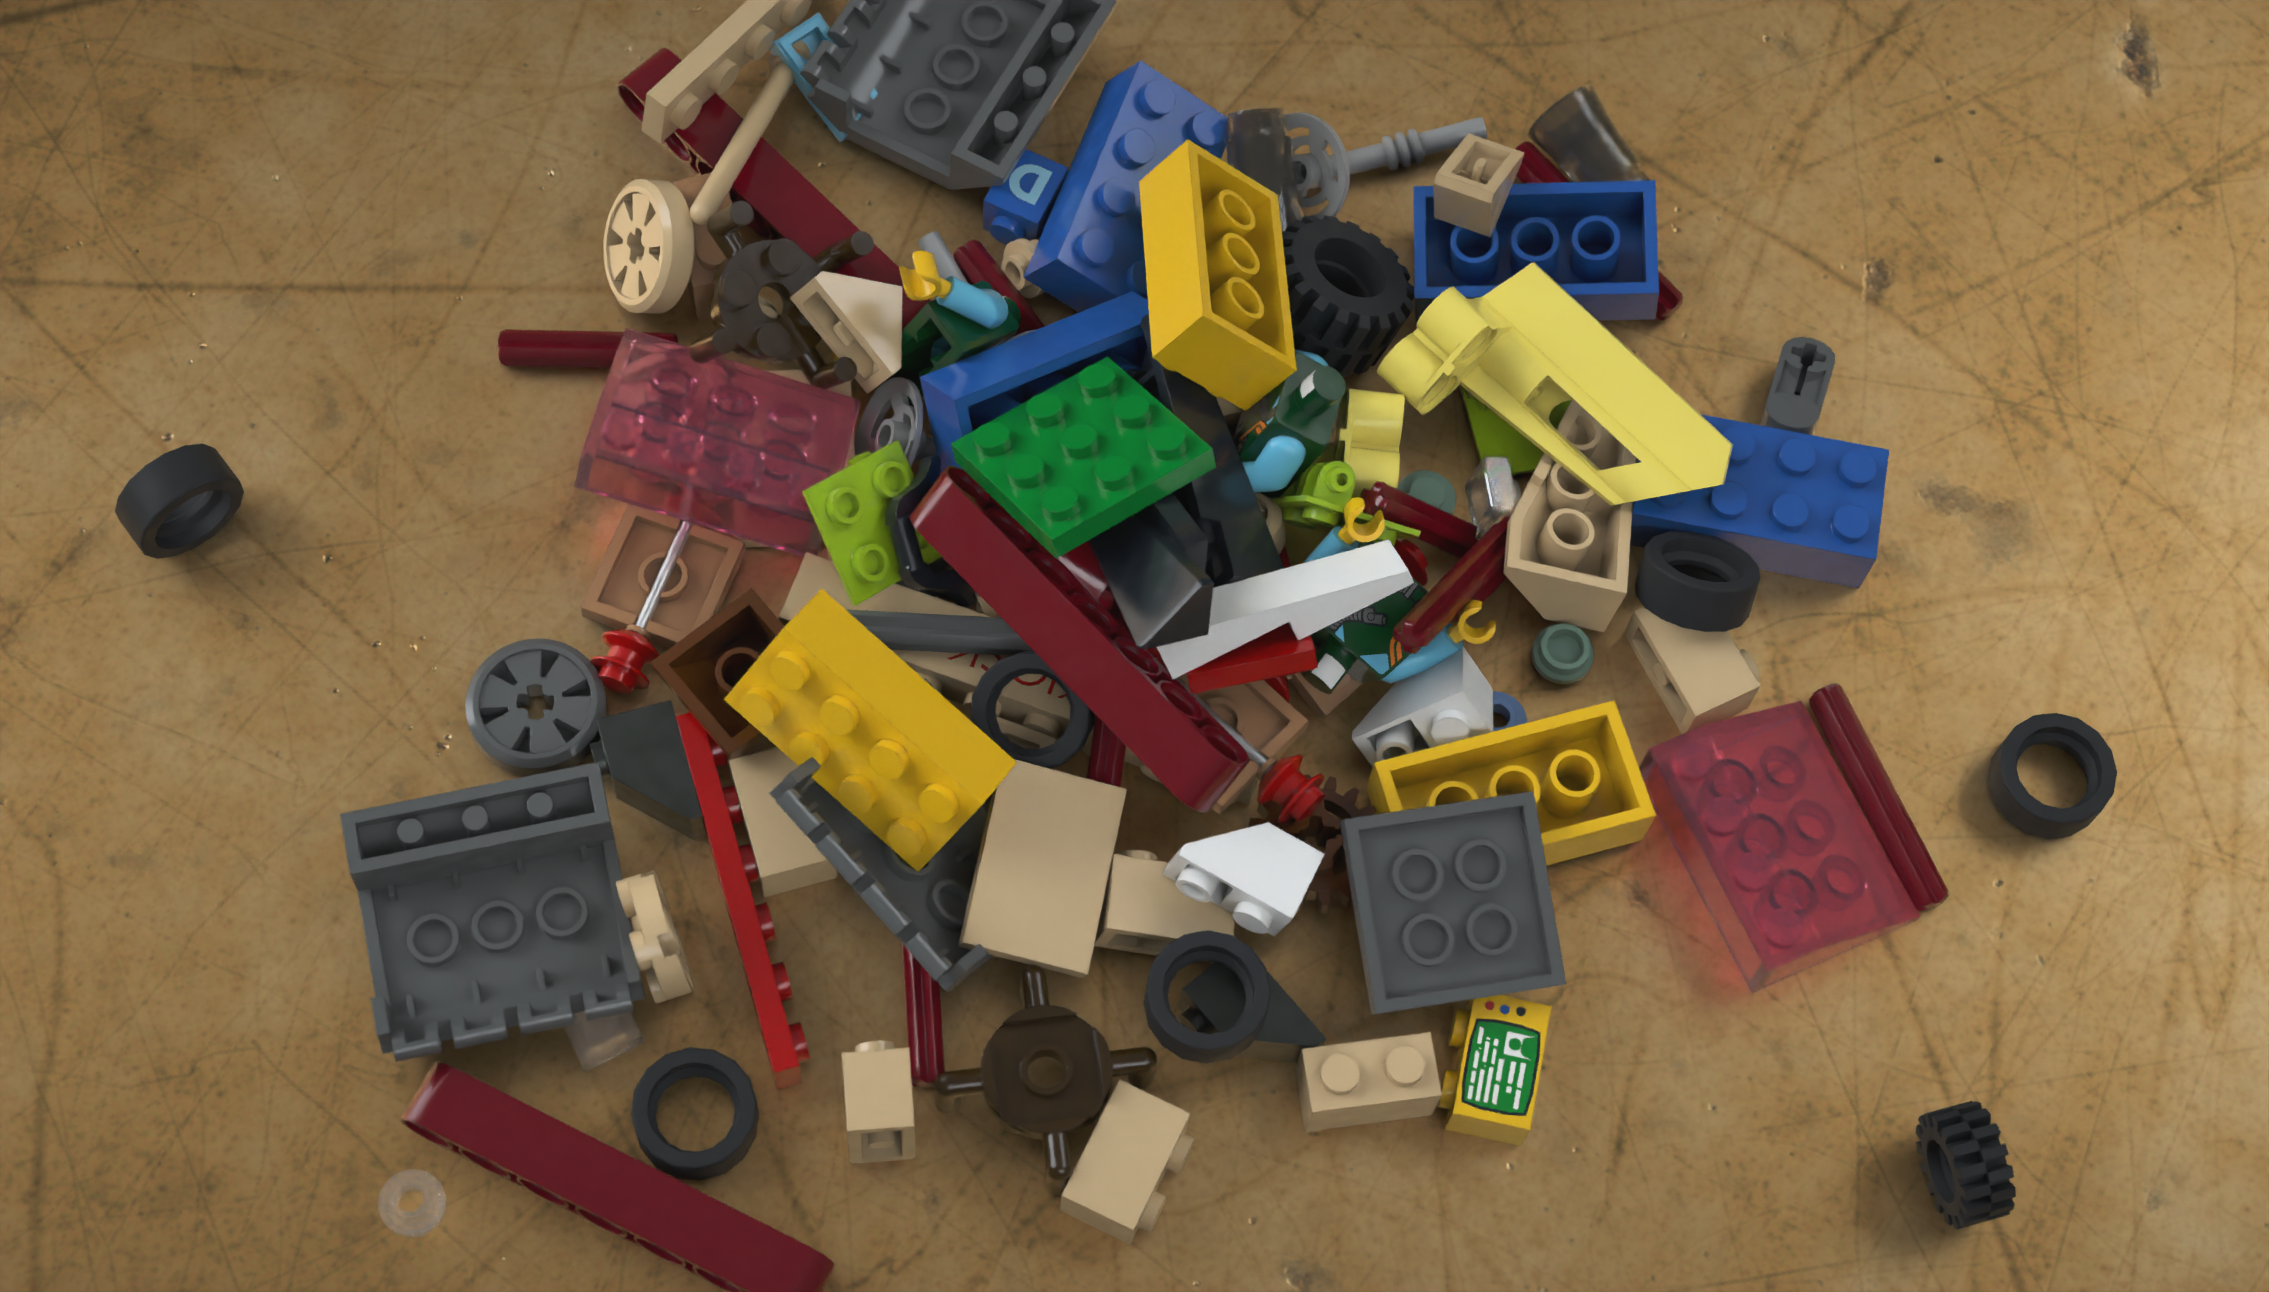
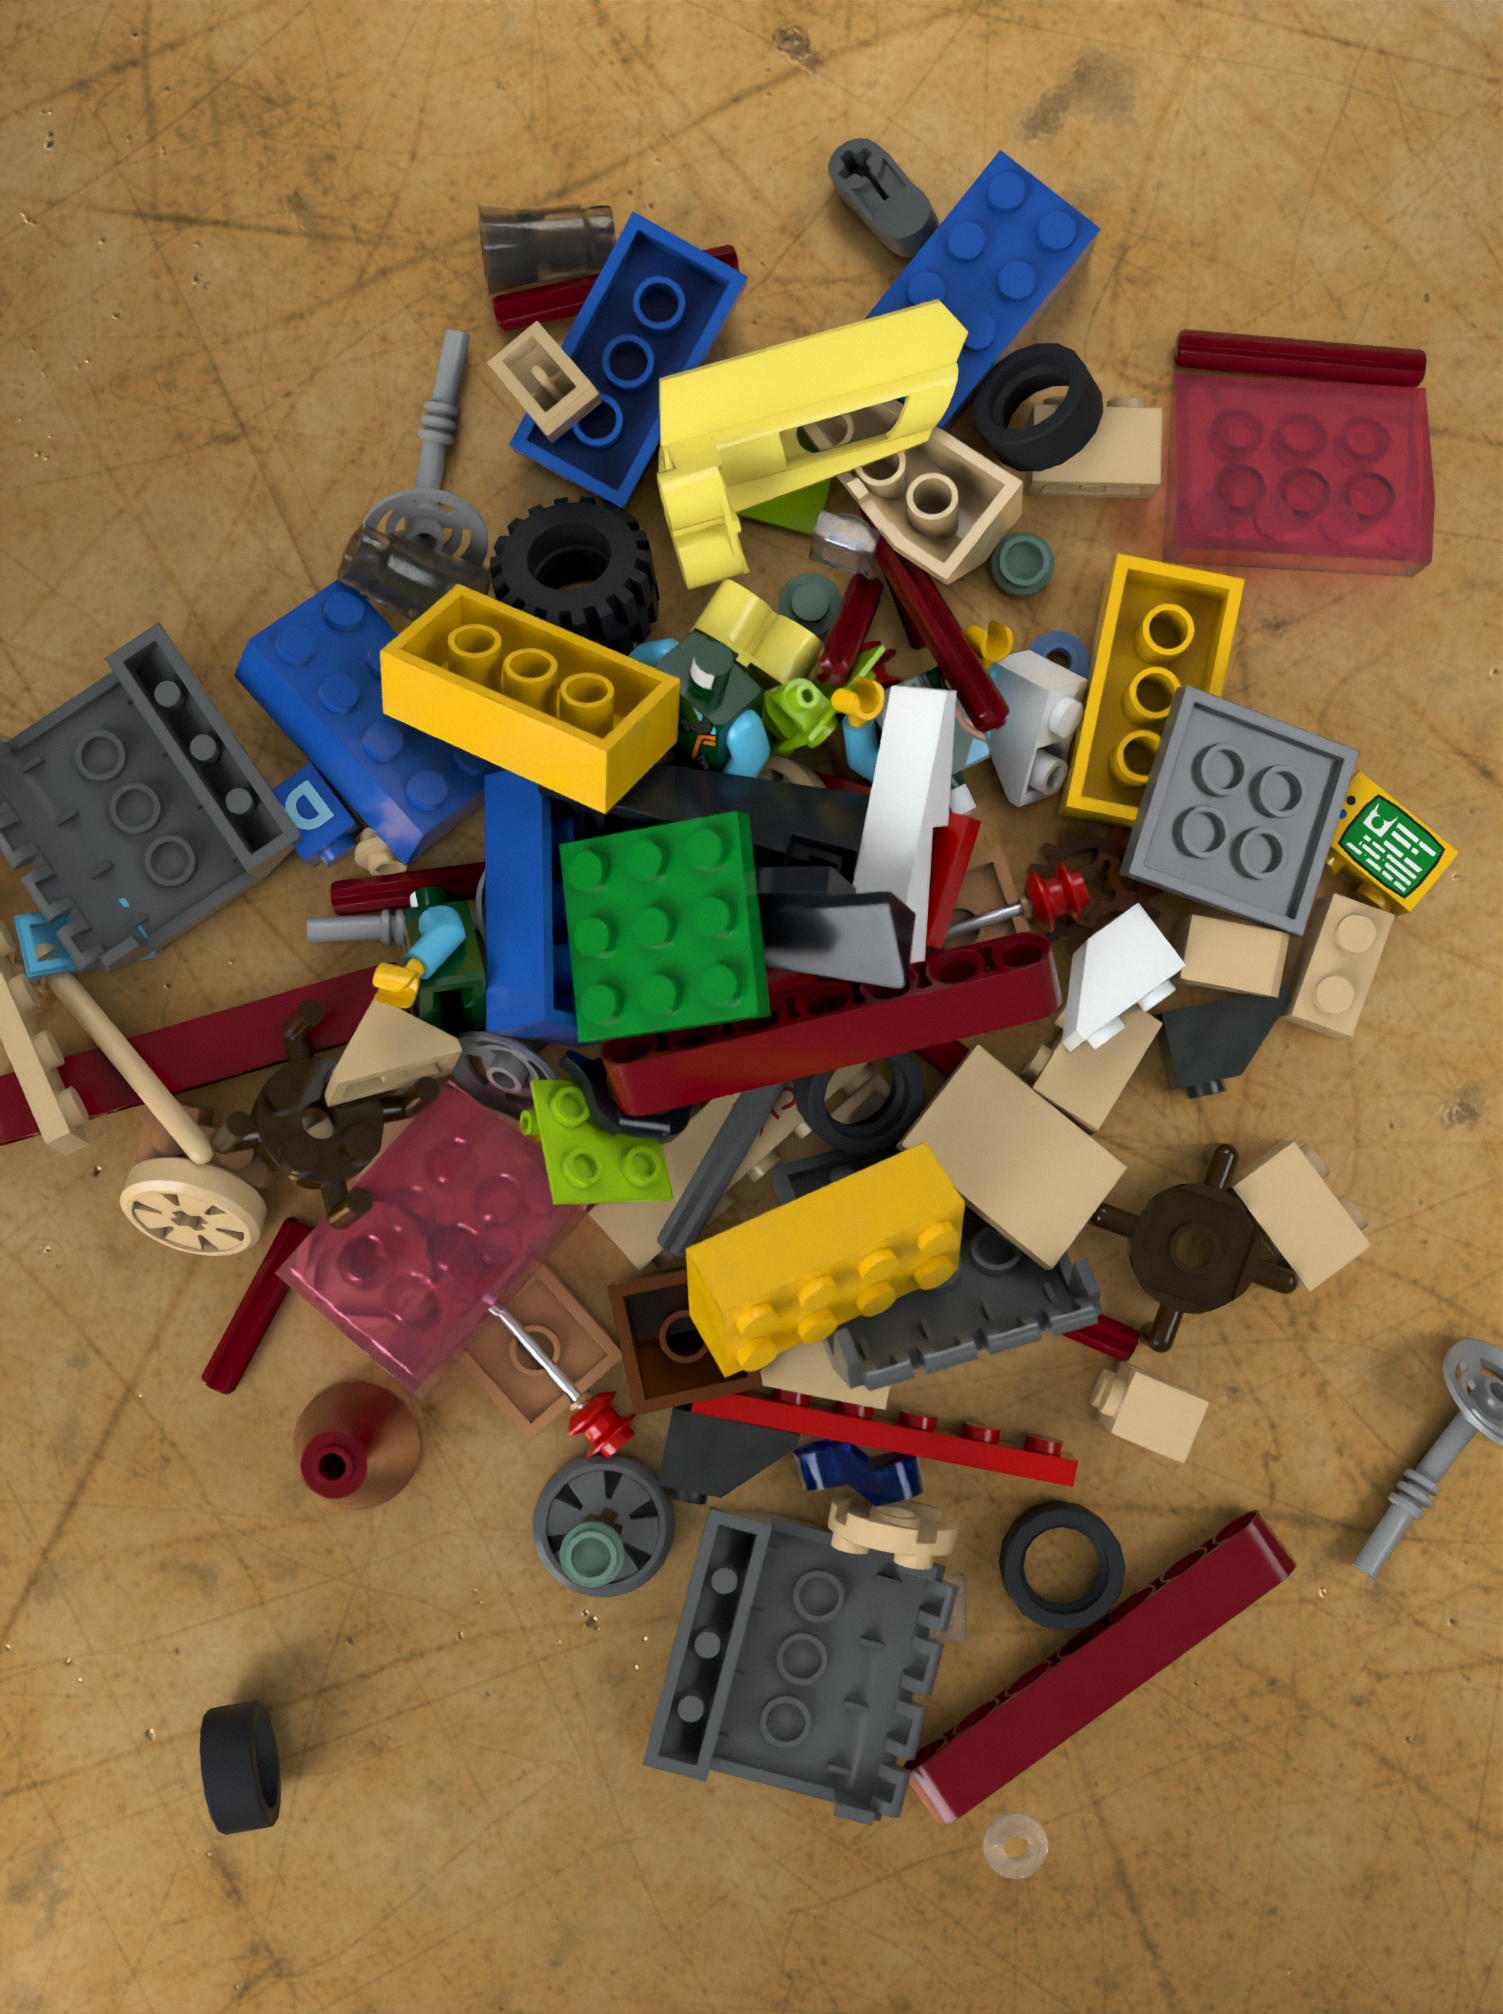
camera: 55 degrees left, 20 degrees up
(502, 471) = (356, 1445): none -> dark red cone
(507, 696) = (592, 1554): none -> sand green plate
(693, 894) = (877, 1478): none -> clear blue piece
(1215, 948) = (1258, 1069): black tyre -> none
(1321, 967) = (1229, 956): none -> tan slope
(2077, 740) = (1394, 152): black tyre -> none

